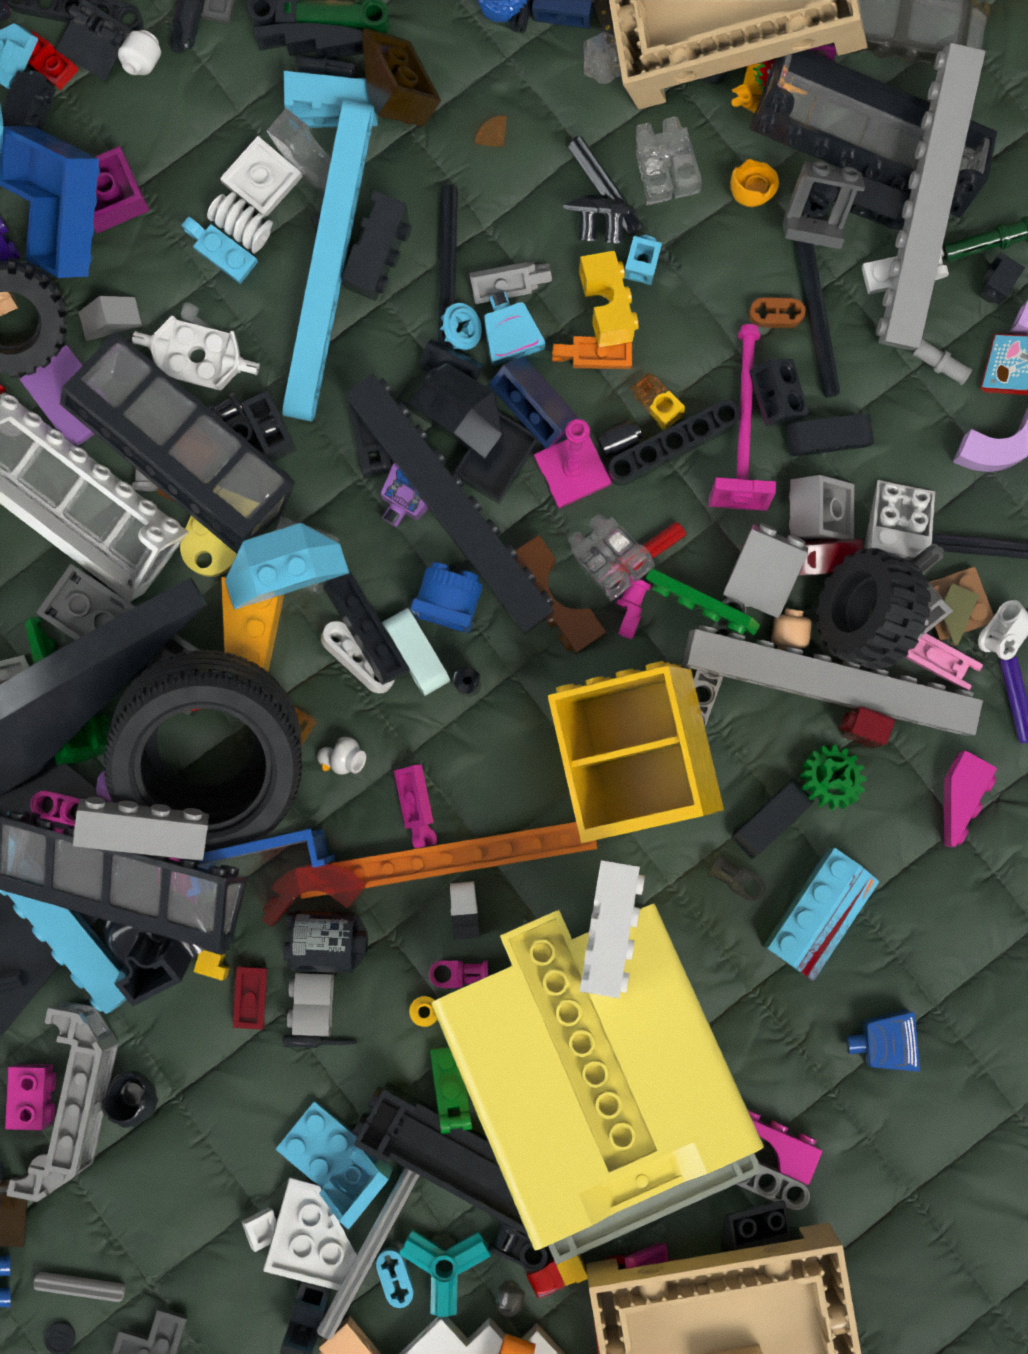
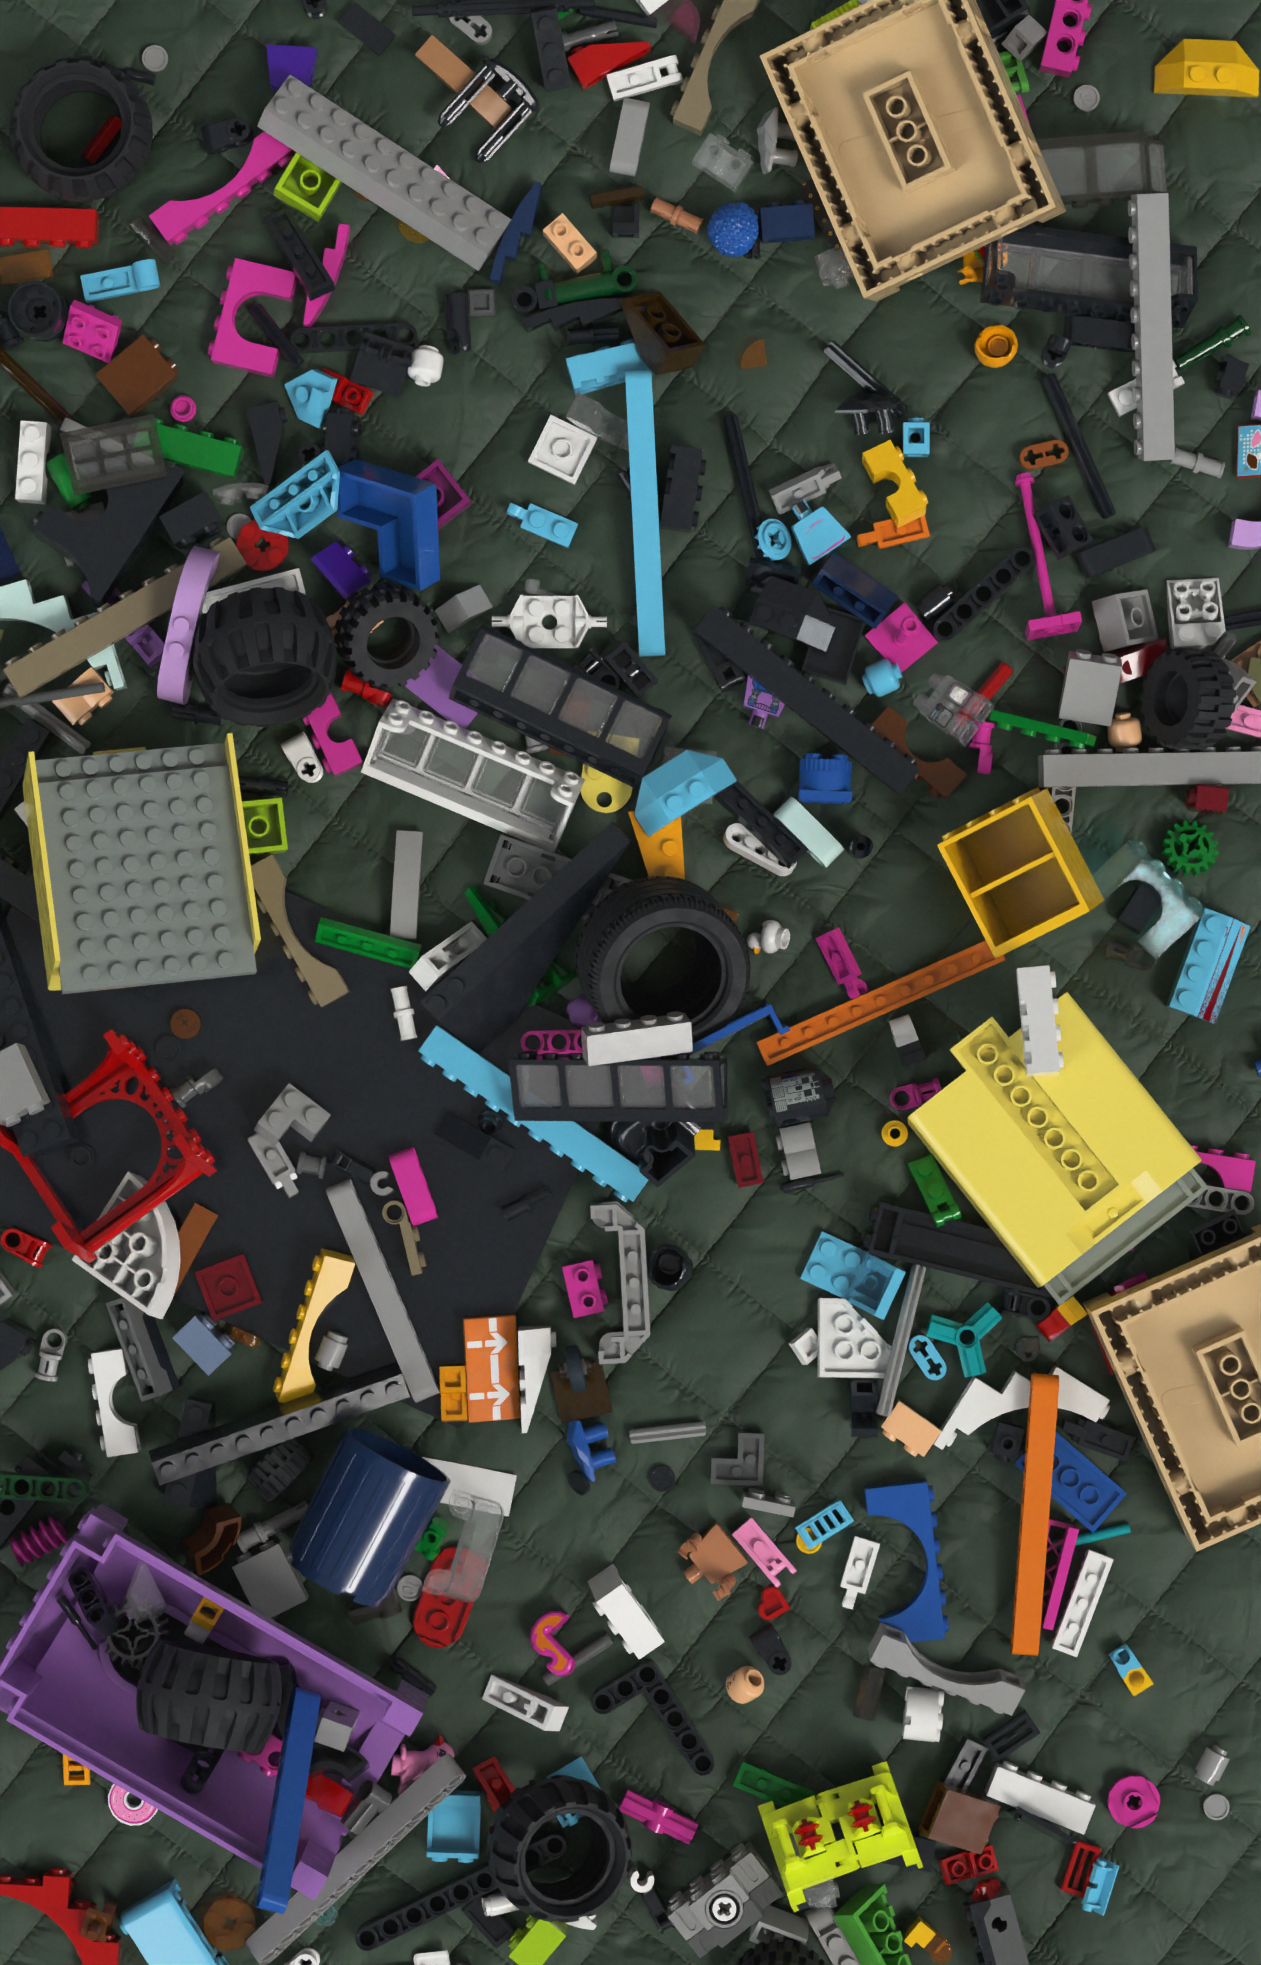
camera: 20 degrees left, 5 degrees up
(240, 222) = (556, 495): white piece -> none
(330, 878) = (773, 1045): clear red arch -> none
(540, 504) = (882, 677): none -> medium azure head
(658, 401) = (960, 561): leg -> none
(664, 151) = (912, 337): clear hips -> none
(805, 841) = (1179, 909): none -> clear light blue arch
(814, 230) = (1060, 376): dark grey panel -> none

